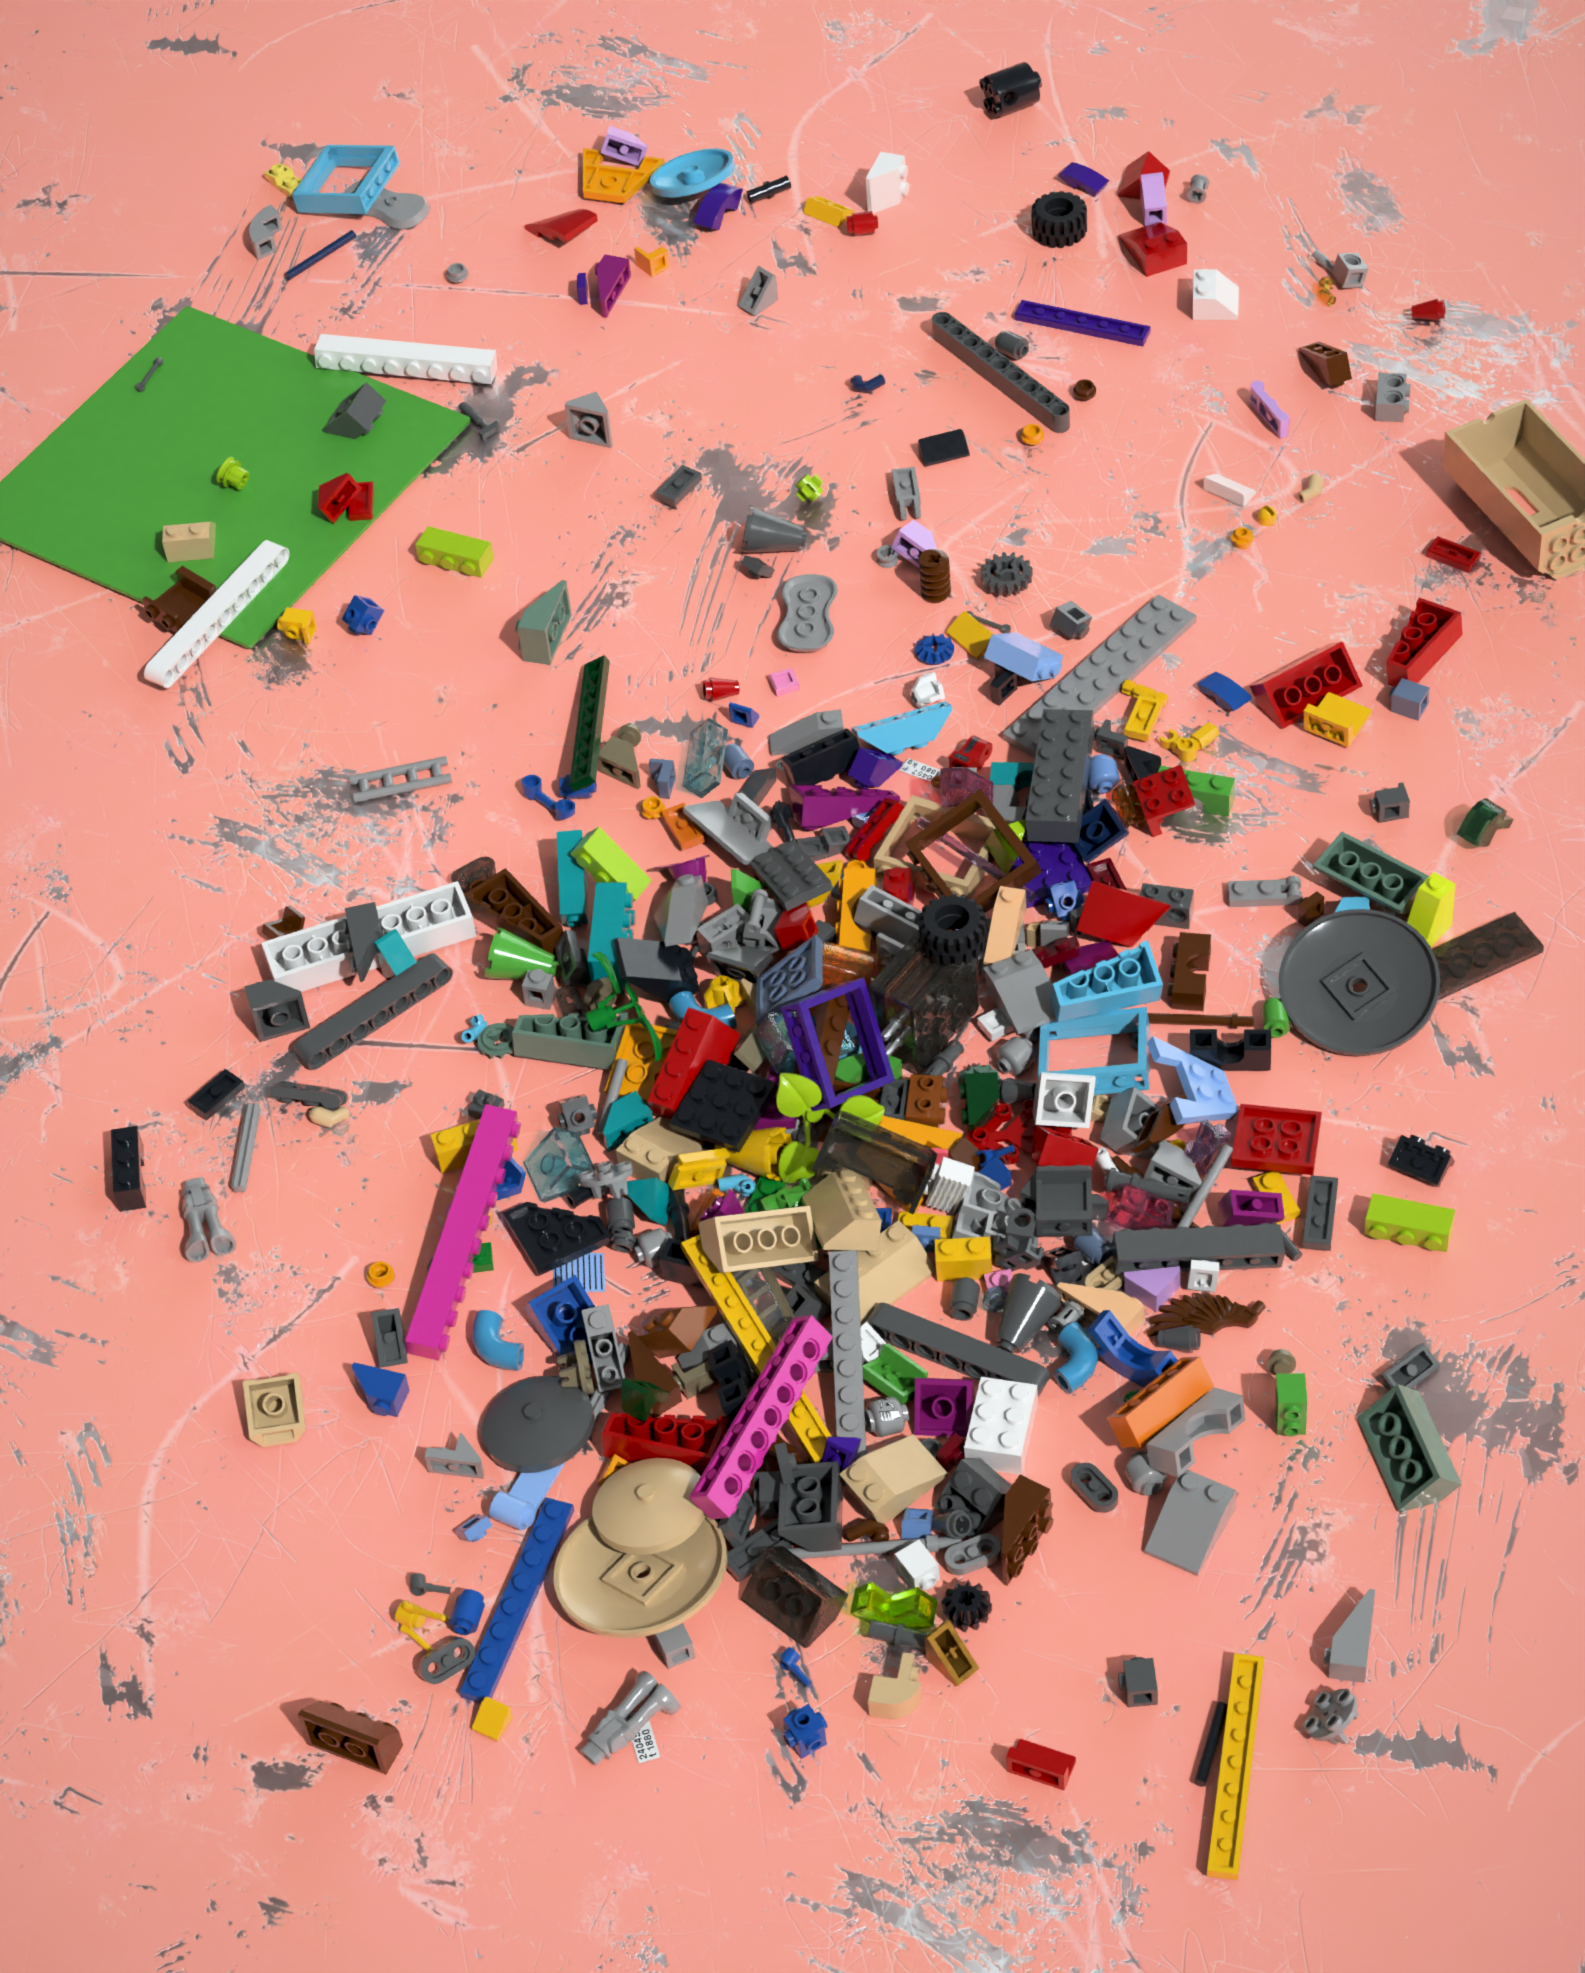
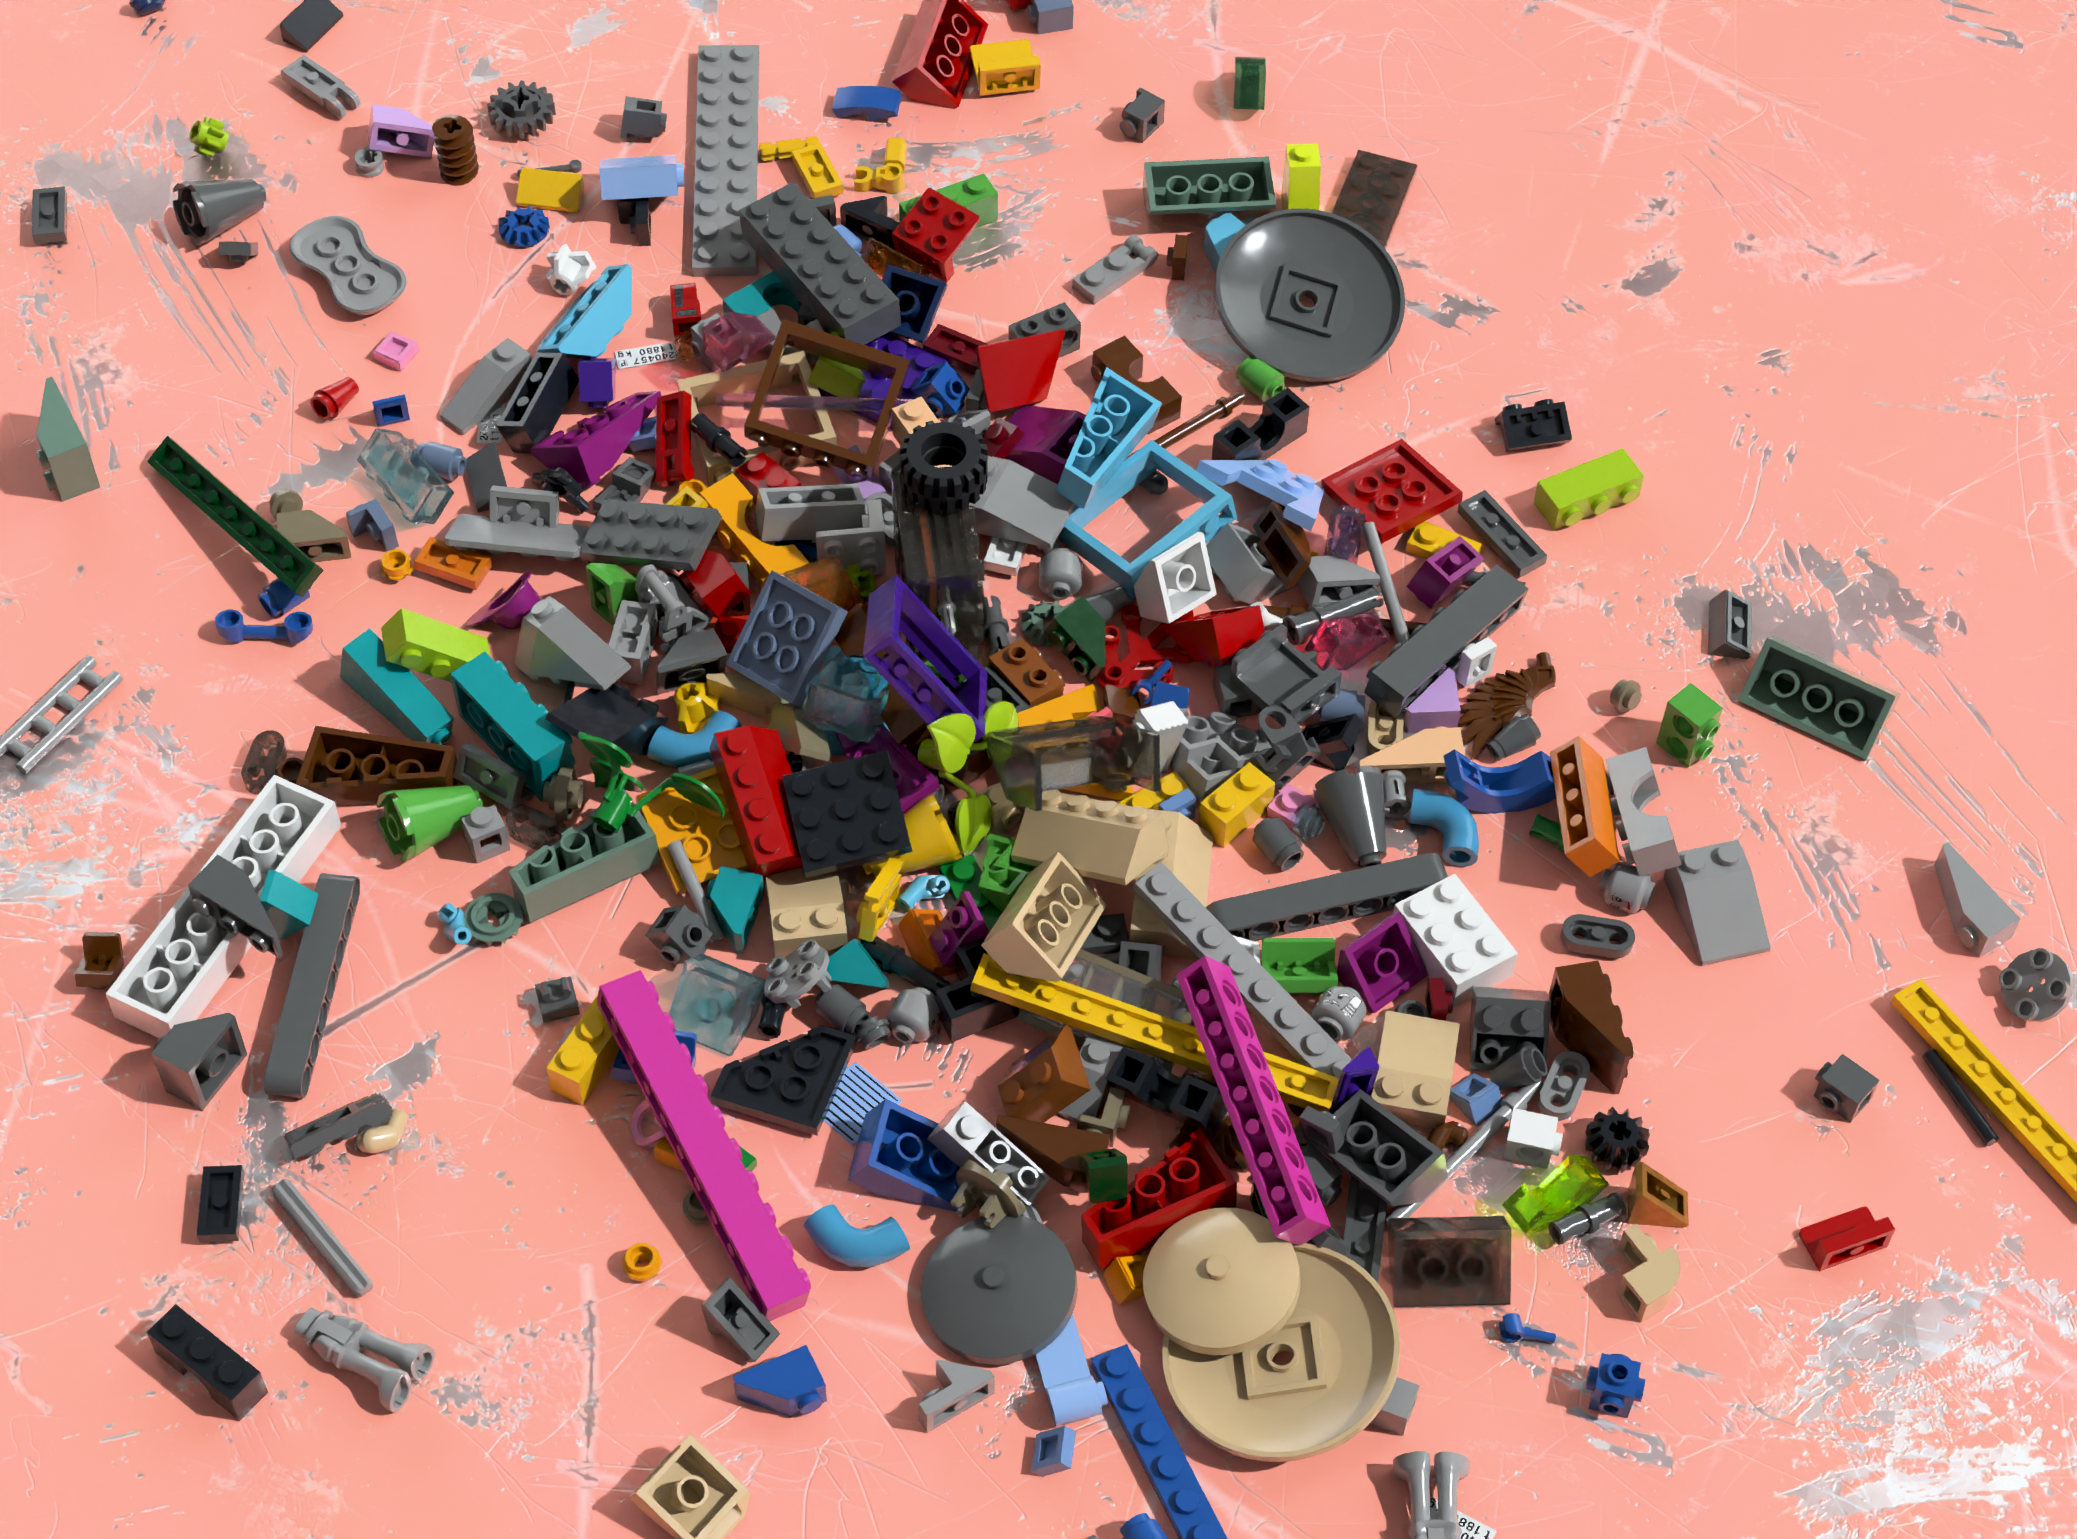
camera: 50 degrees left, 5 degrees up
(891, 844) = (718, 439): none -> black pin

